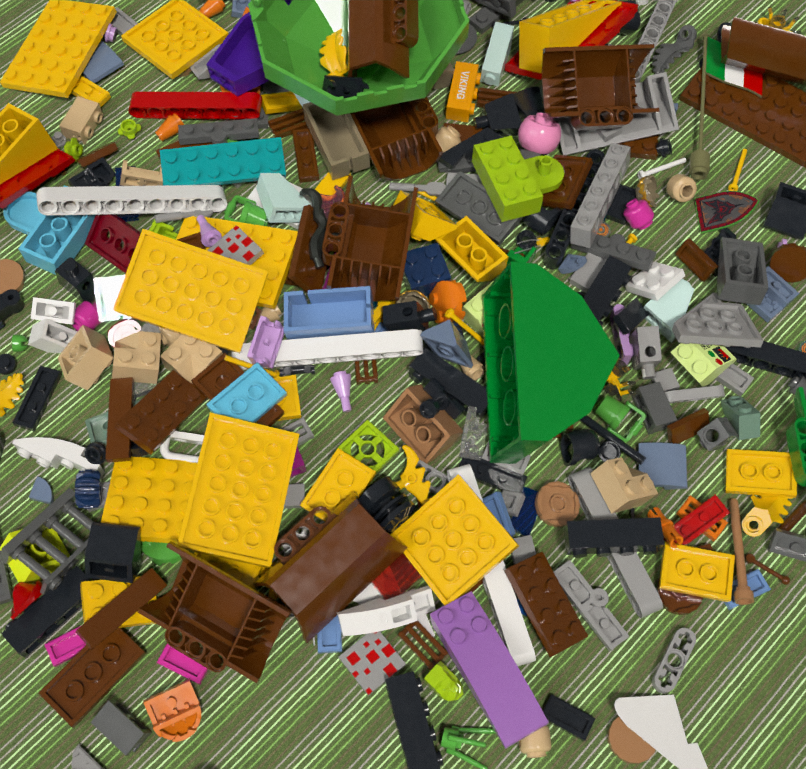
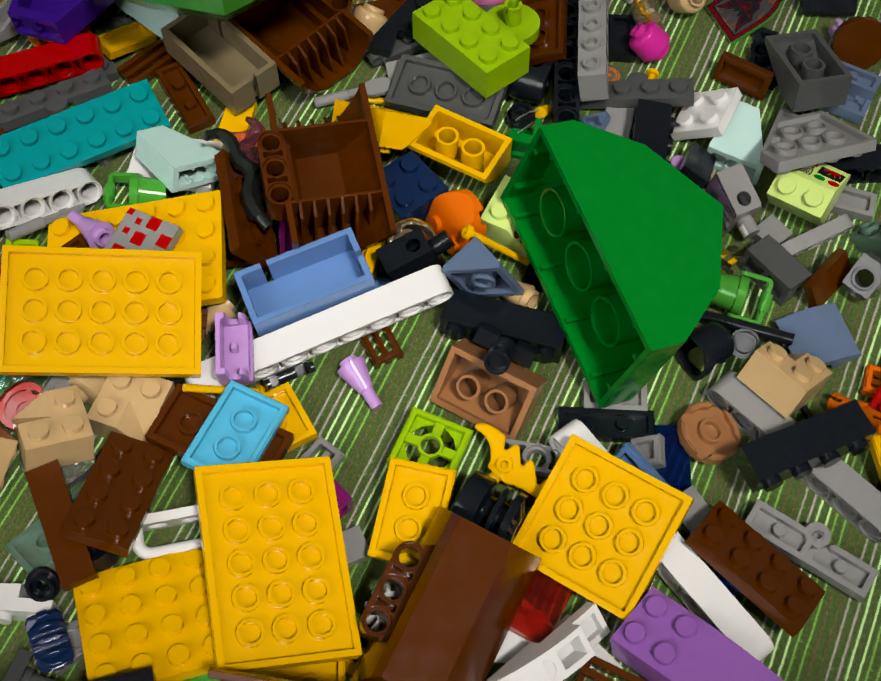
camera: 20 degrees left, 5 degrees down
(473, 436) = (562, 381): clear bracket -> none

